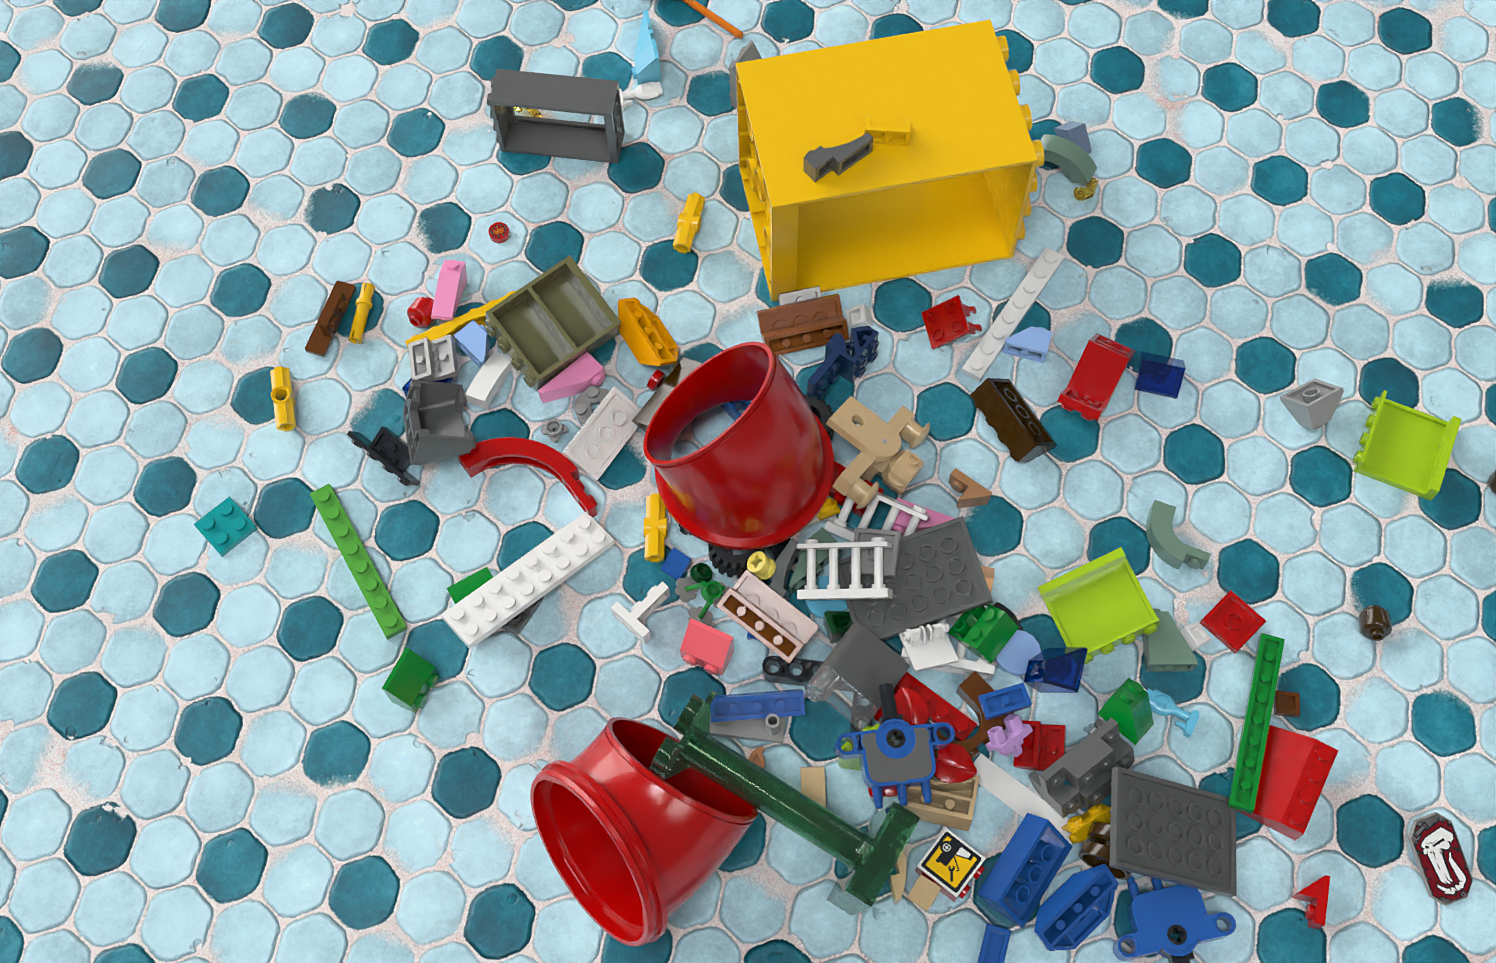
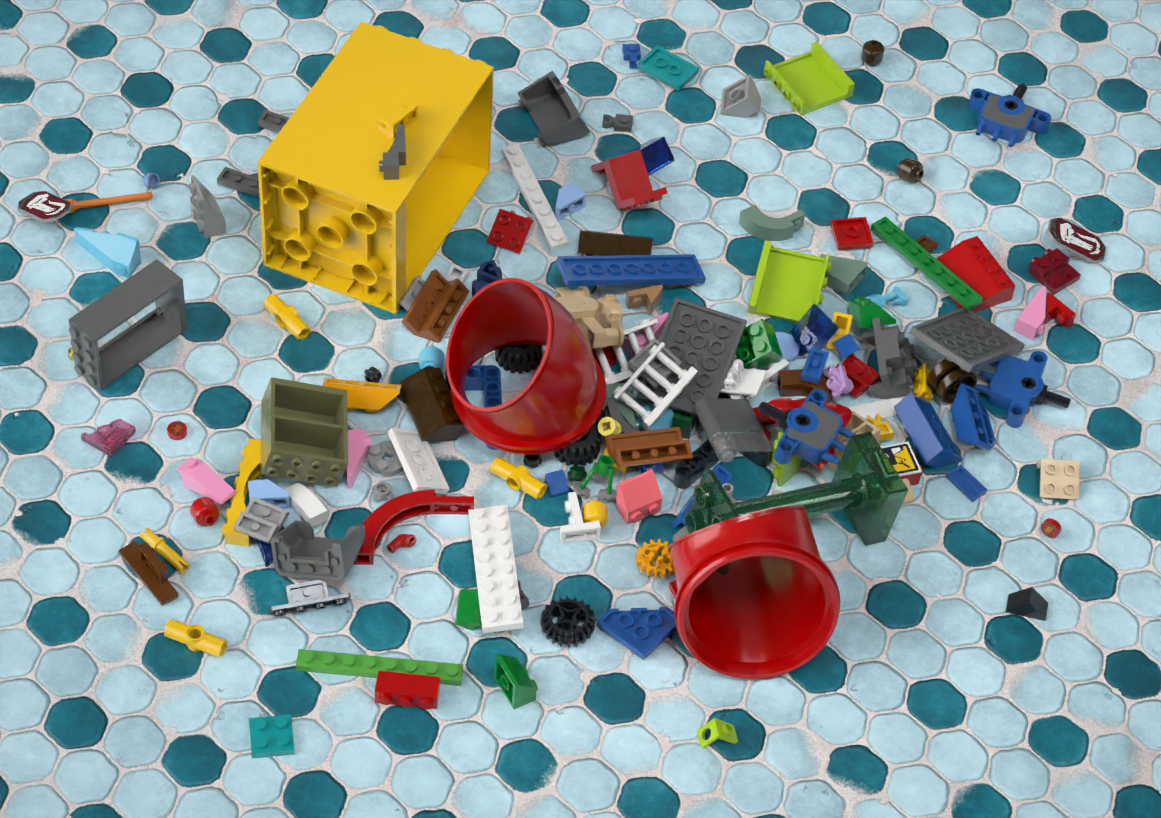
camera: 60 degrees left, 15 degrees down
(342, 600) = (407, 689): none -> red brick
(451, 191) = (110, 437): none -> clear pink wing
(484, 906) = (719, 729): none -> lime bracket
(501, 675) = (566, 628): none -> black gear
(509, 481) = (401, 540): none -> red arm
(551, 740) = (639, 628): none -> blue plate
(656, 380) = (400, 410): red tile -> none
(660, 701) = (649, 554): none -> light orange gear
(661, 621) = (595, 511): none -> yellow head
(679, 332) = (373, 375): none -> black plate
(757, 27) = (151, 180): none -> medium blue hinge
(983, 454) = (630, 270): none -> blue plate
(989, 817) = (885, 430): none -> yellow plate
(1067, 714) = (845, 346): none -> blue slope
(1089, 694) = (844, 322): none -> yellow slope
(1134, 258) = (552, 110): none -> dark grey windscreen
(1177, 322) = (620, 122): none -> dark grey plate
(1278, 270) = (632, 53): none -> blue plate
(1280, 881) = (1032, 318): none -> bright pink slope
(1290, 313) = (668, 68): none -> teal plate
(1375, 861) = (1053, 271): none -> dark red plate

